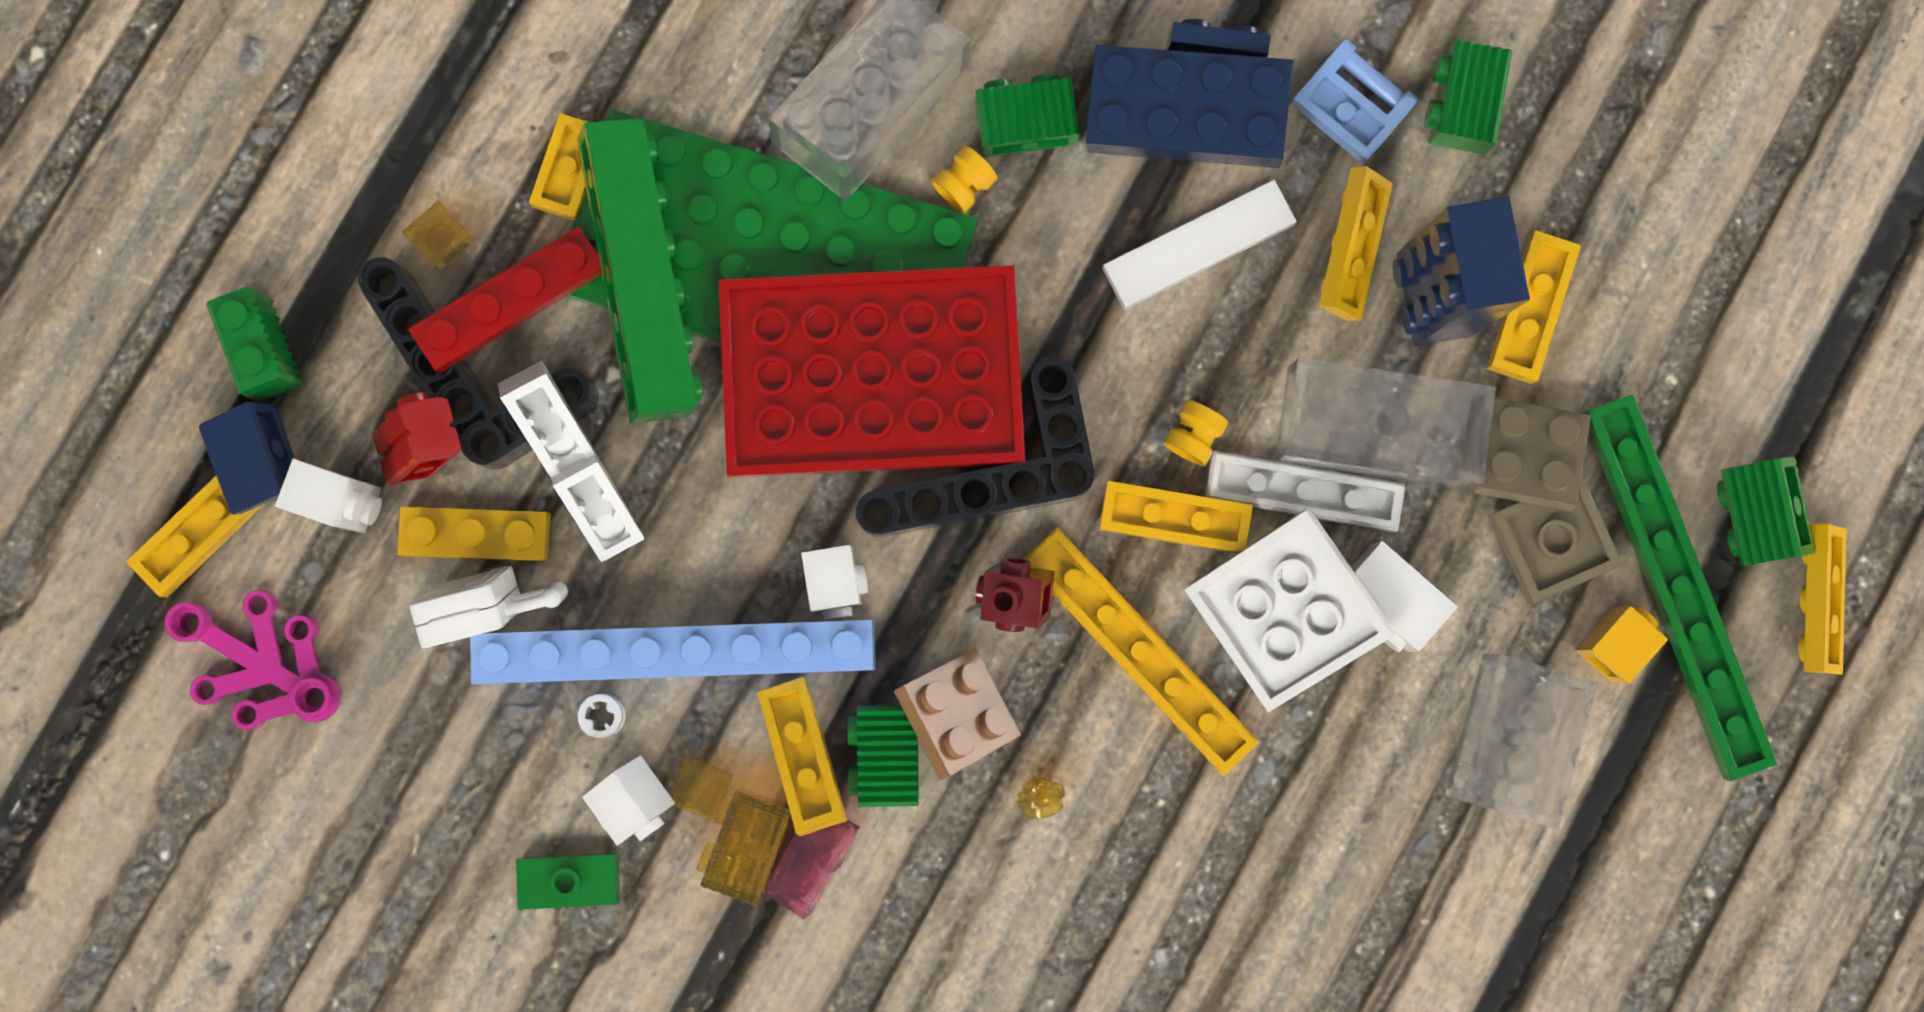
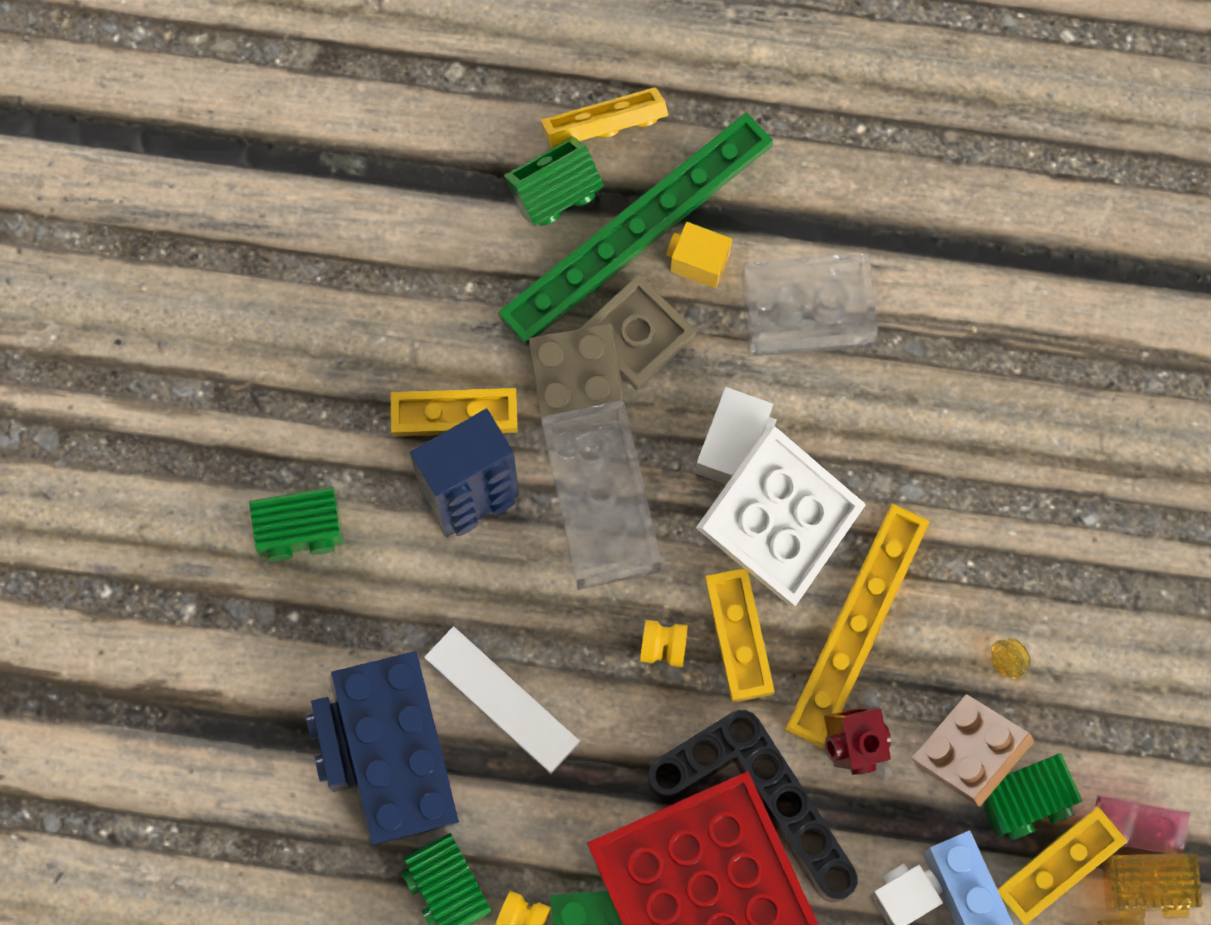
camera: 110 degrees left, 10 degrees down
(1295, 488) = (677, 541): white tile -> none
(1347, 113) = (344, 619): light blue plate -> none
(1355, 243) = (455, 571): yellow plate -> none

